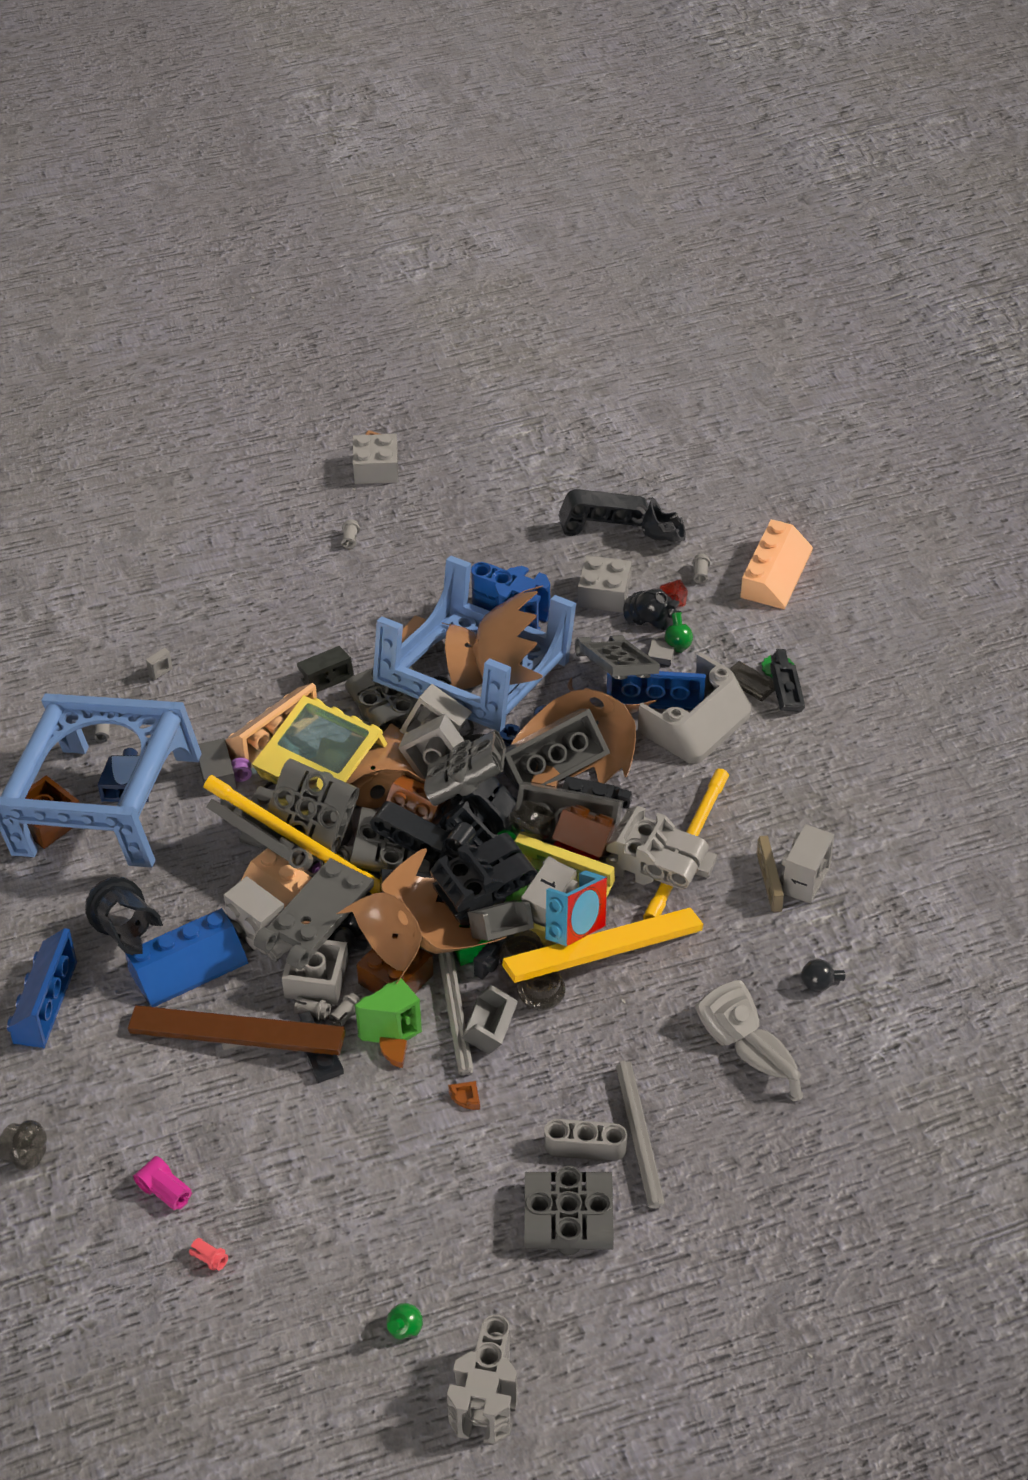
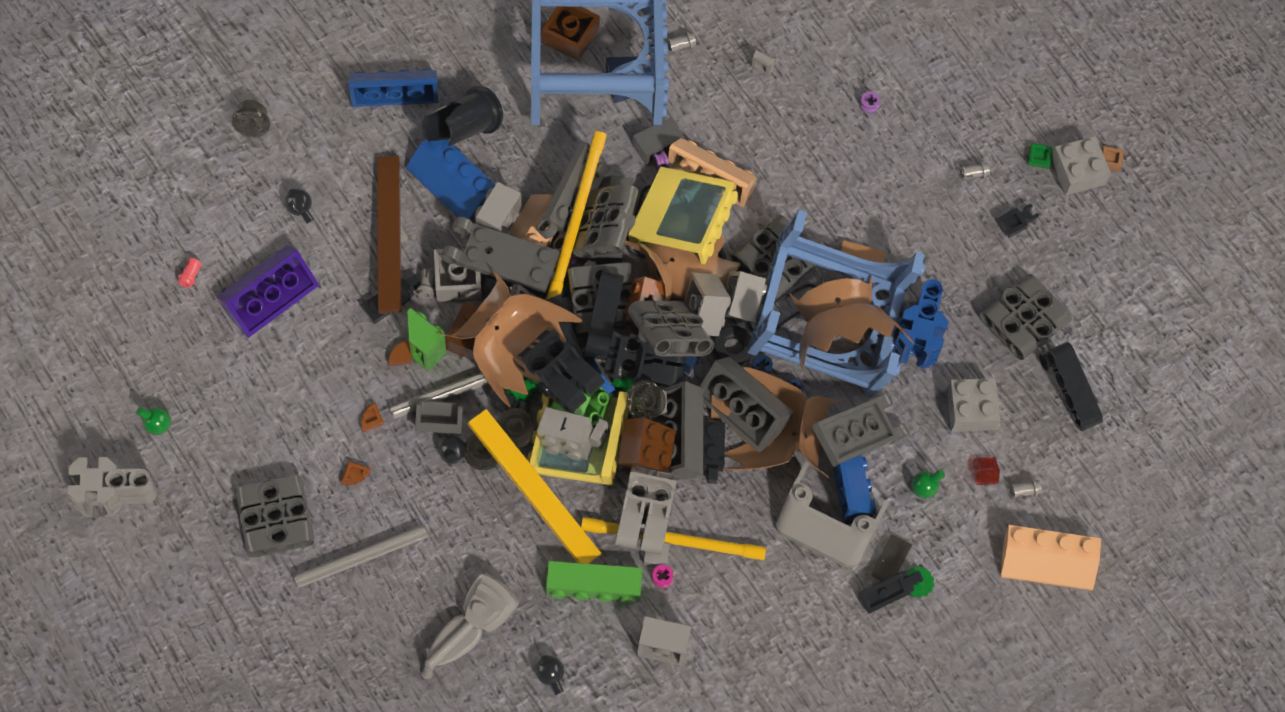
camera: 70 degrees right, 20 degrees up
(158, 1179) = (244, 220): dark pink piece -> none
(160, 1115) = (298, 203): none -> black piece
(239, 594) = (875, 99): none -> medium lavender bush
(264, 1170) = (268, 290): none -> dark purple slope
(326, 668) = (795, 194): pearl dark grey hinge -> none
(344, 1010) = (431, 308): light grey pin -> none
(350, 488) = (1039, 156): none -> green tile
(416, 517) = (1015, 221): none -> black plate
(500, 920) = (523, 397): dark grey panel -> none
(521, 530) = (1025, 335): none -> dark grey connector
(531, 1123) = (355, 474): none -> dark orange tile
(533, 1017) = (452, 450): none -> black piece
(578, 912) = (546, 458): dark azure panel -> none
(598, 1135) = (345, 525): light grey beam -> none
(651, 607) = (955, 453): black helmet -> none
(660, 525) = (1071, 441): black helmet -> none
(661, 652) = (903, 473): light grey tile -> none
(722, 918) = (594, 581): none -> bright green brick
(729, 855) = (662, 569): none -> dark pink bush
(770, 874) = (662, 609): dark tan tile -> none

